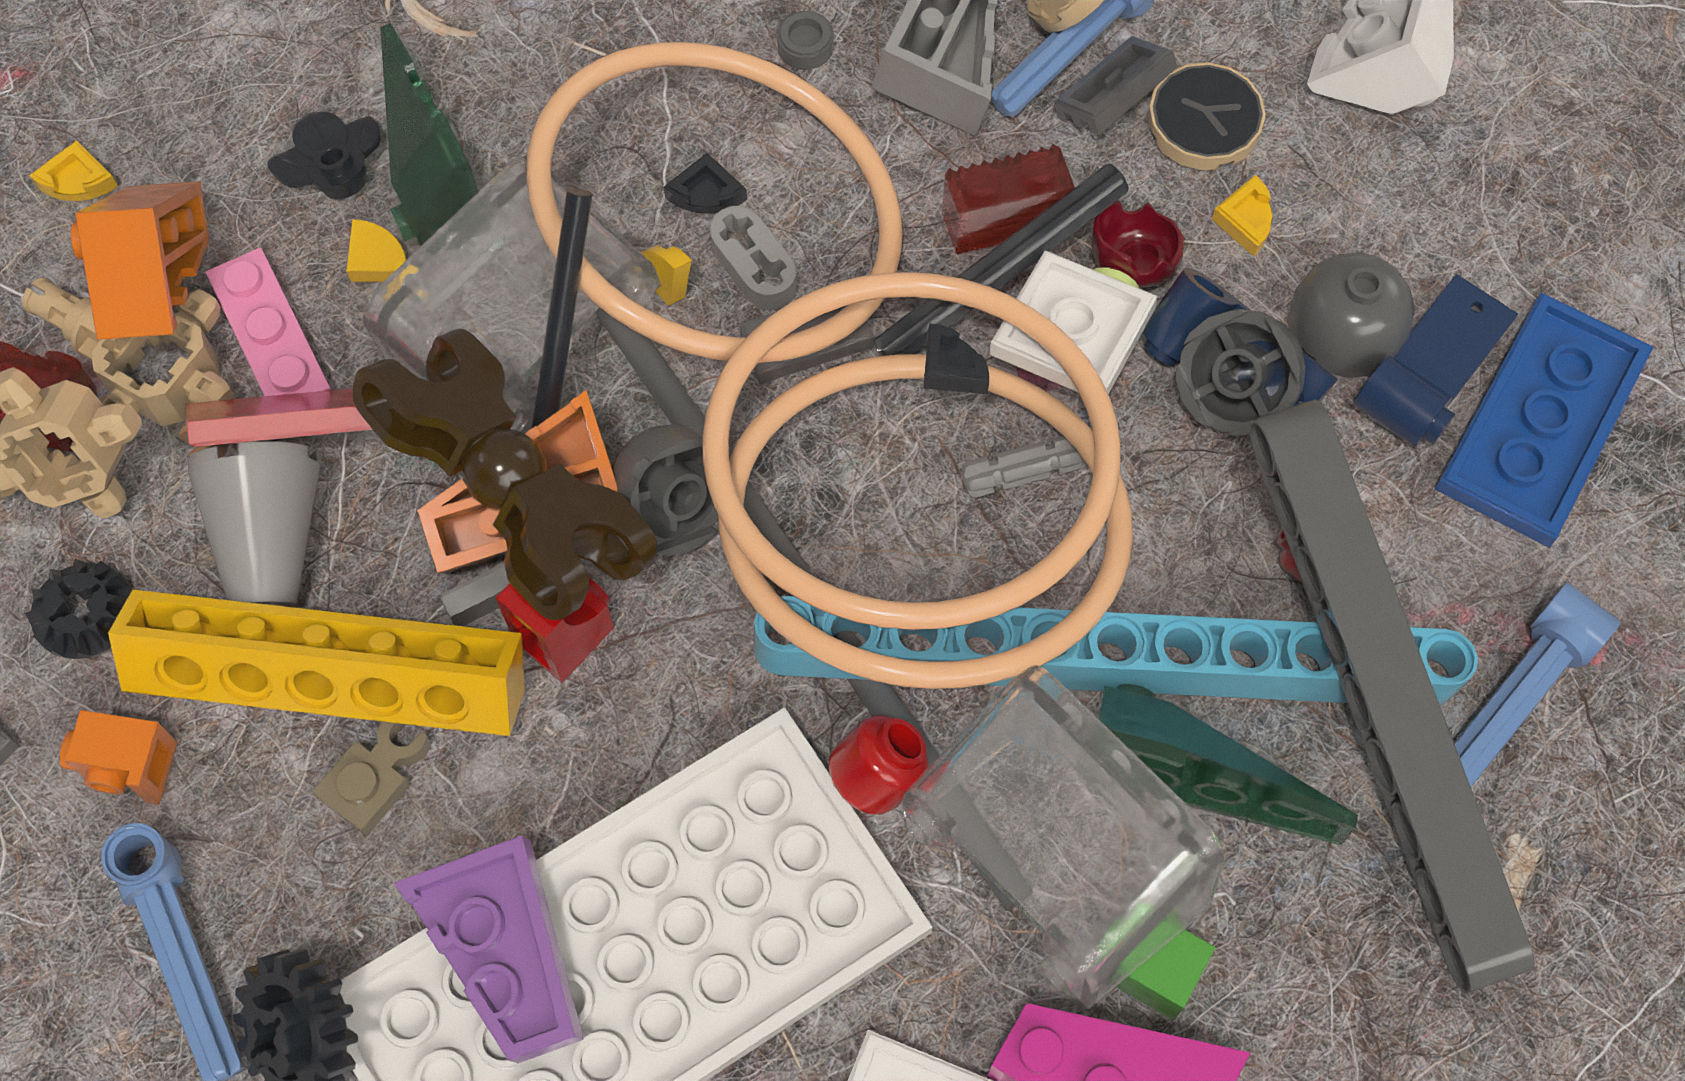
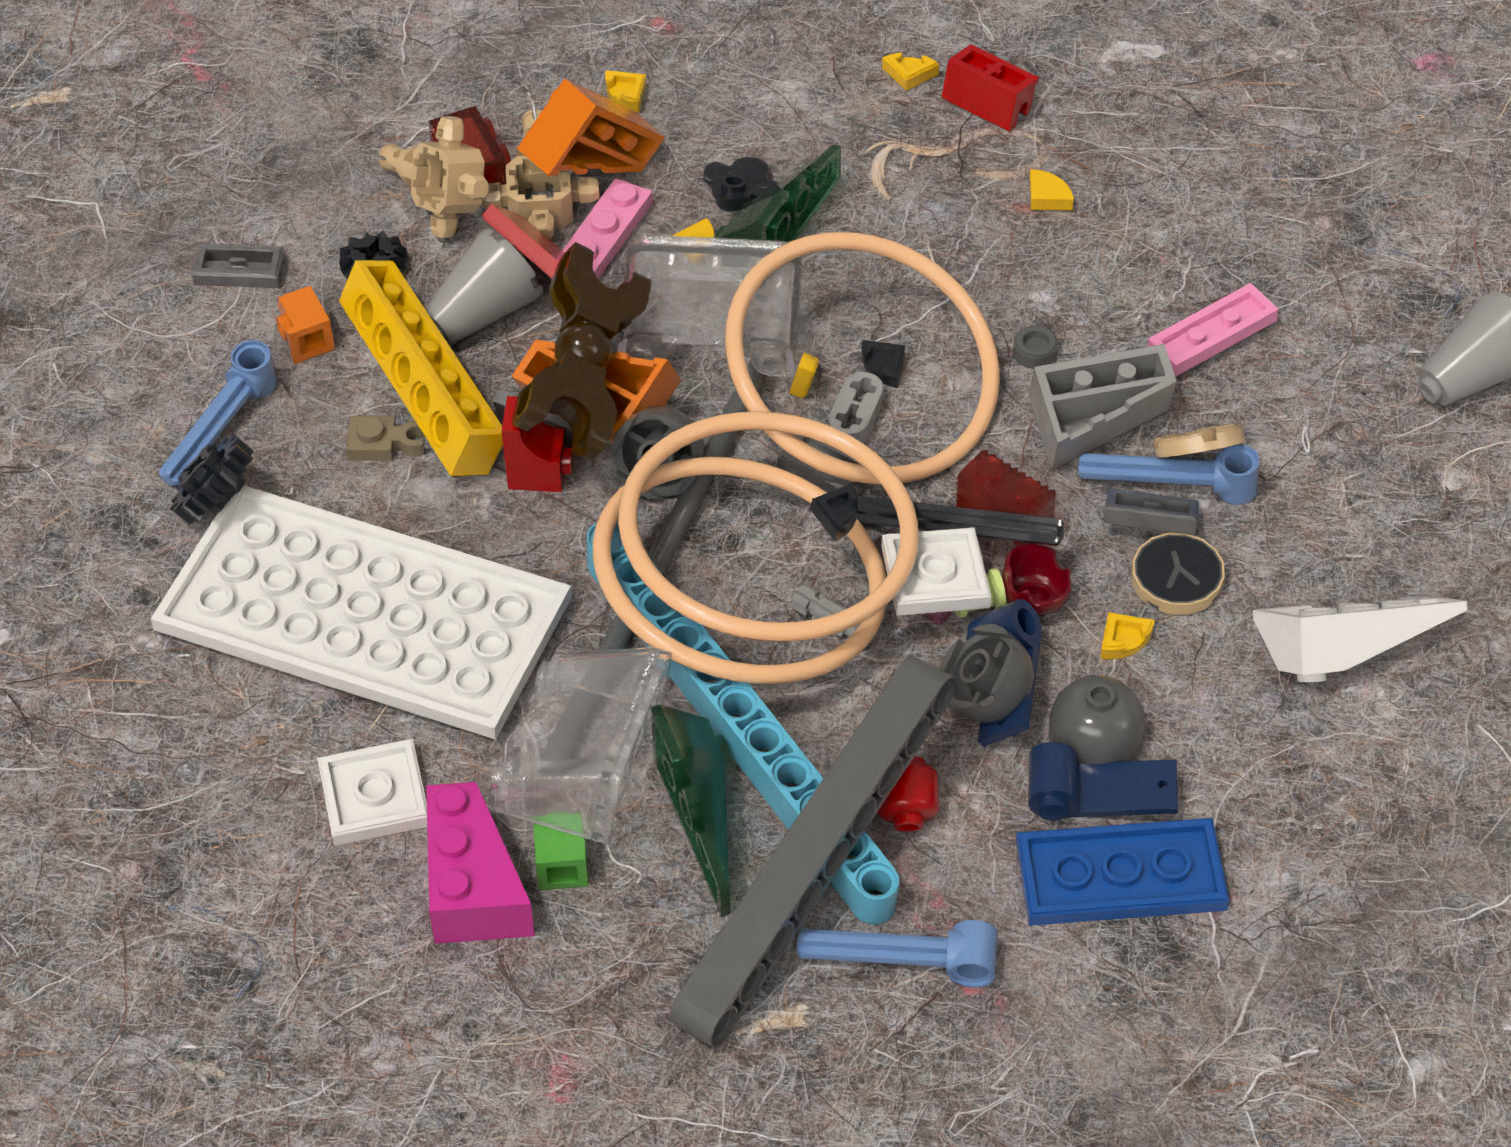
camera: 55 degrees right, 15 degrees down
(502, 944) = (325, 536): medium lavender wing -> none
(562, 303) = (717, 310): black bar -> none
(878, 763) = (568, 633): red head -> none

